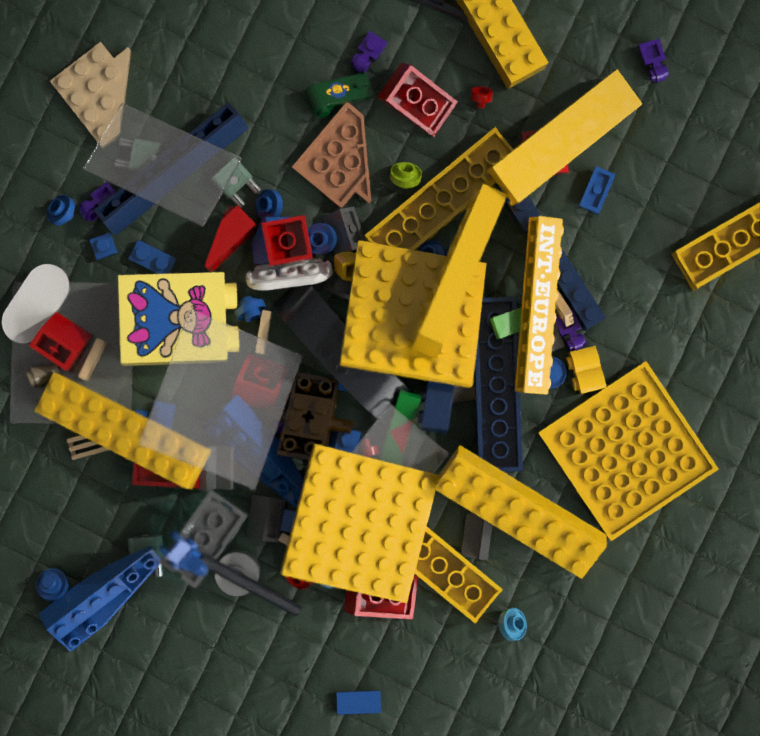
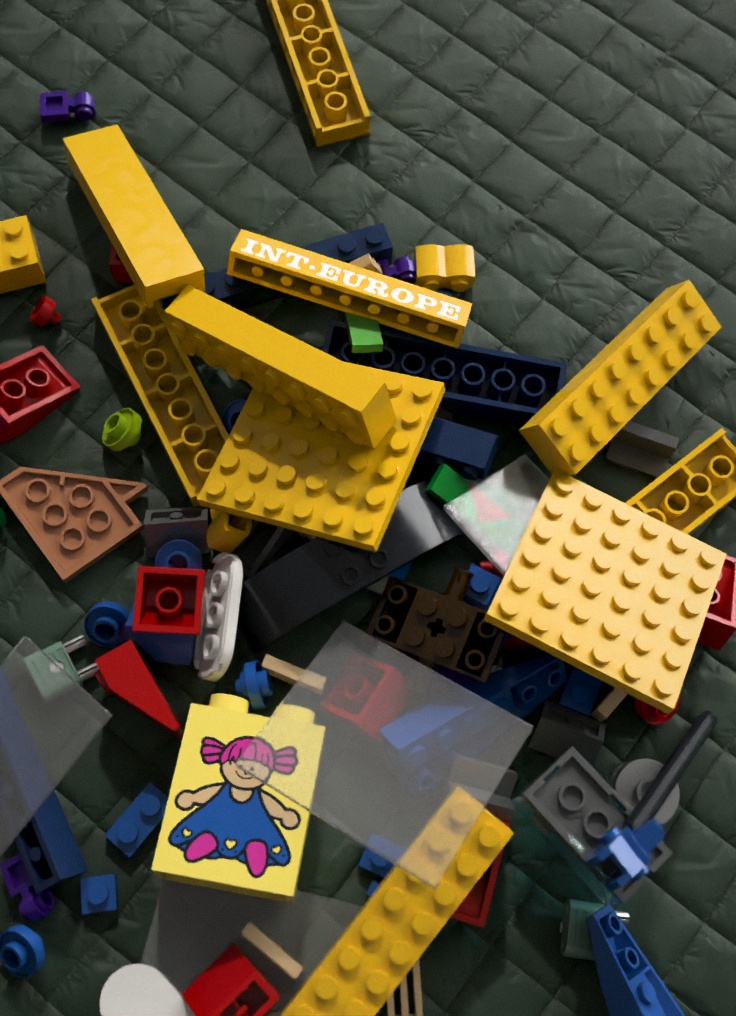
camera: 80 degrees left, 15 degrees down
(597, 190) = (212, 205): blue plate -> none
(628, 451) = (558, 246): yellow plate -> none

